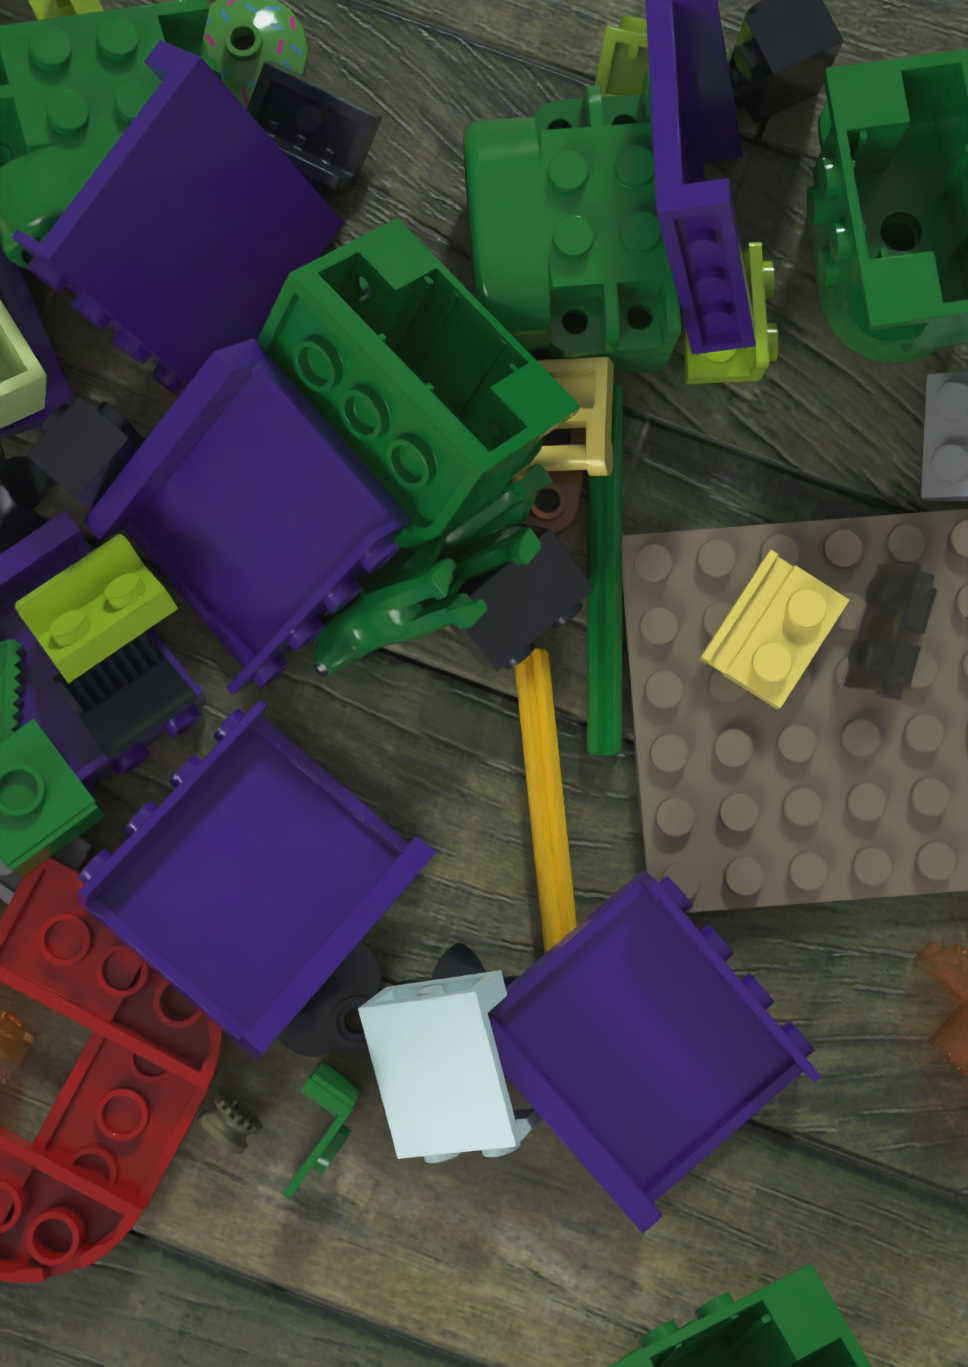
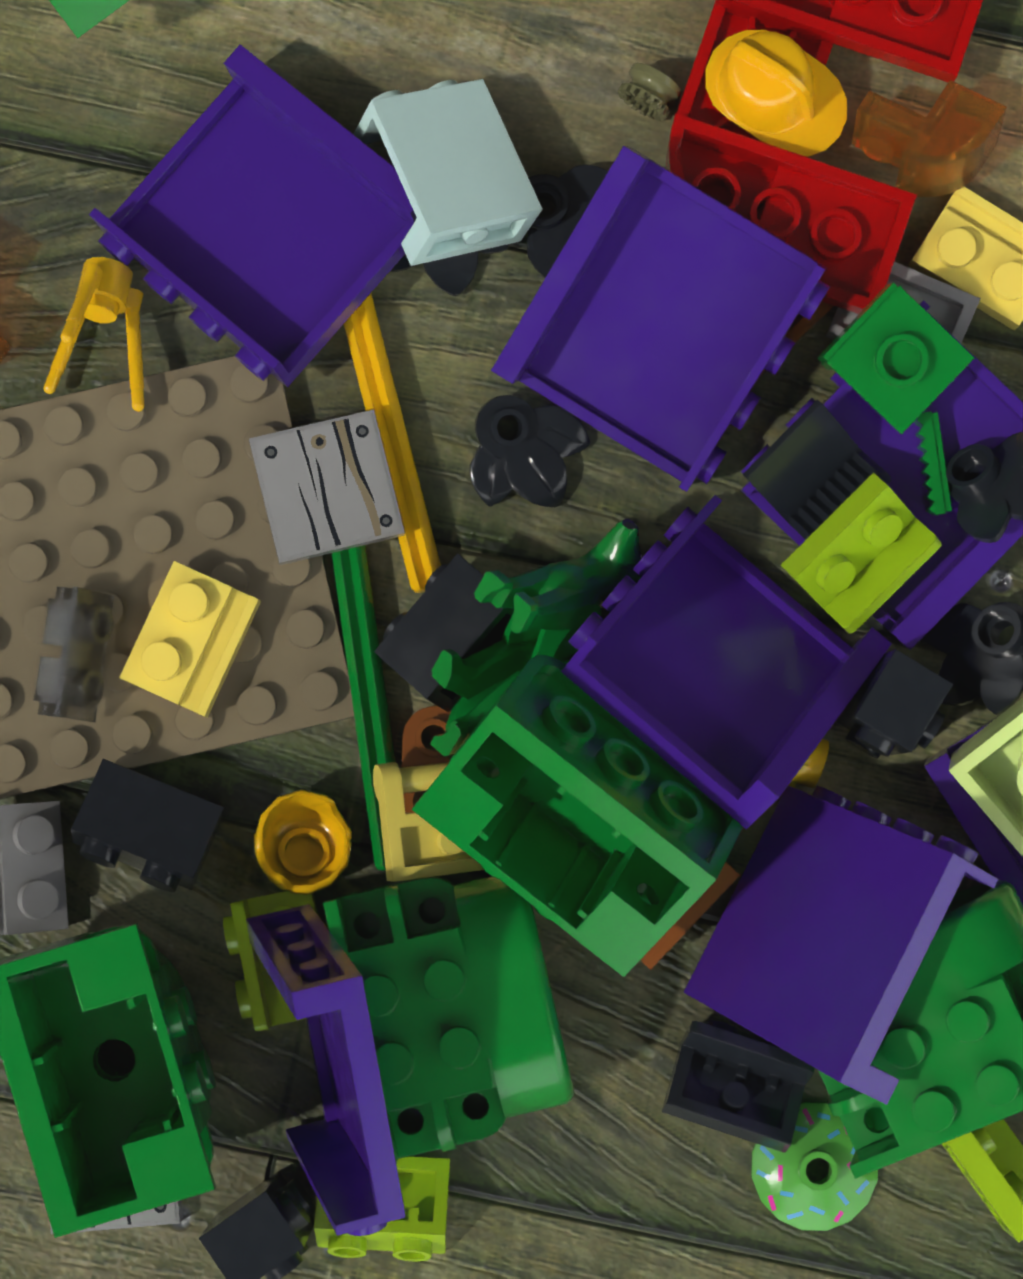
camera: 175 degrees right, 0 degrees up
(100, 1100) = (776, 91): none -> yellow piece
(338, 1096) = (550, 128): green piece -> none
(408, 765) = (531, 458): none -> black plate
(618, 760) = (326, 487): none -> light grey tile
(689, 416) = (302, 842): none -> yellow hair
(817, 993) = (100, 297): none -> yellow plant
(840, 454) = (145, 827): none -> black brick

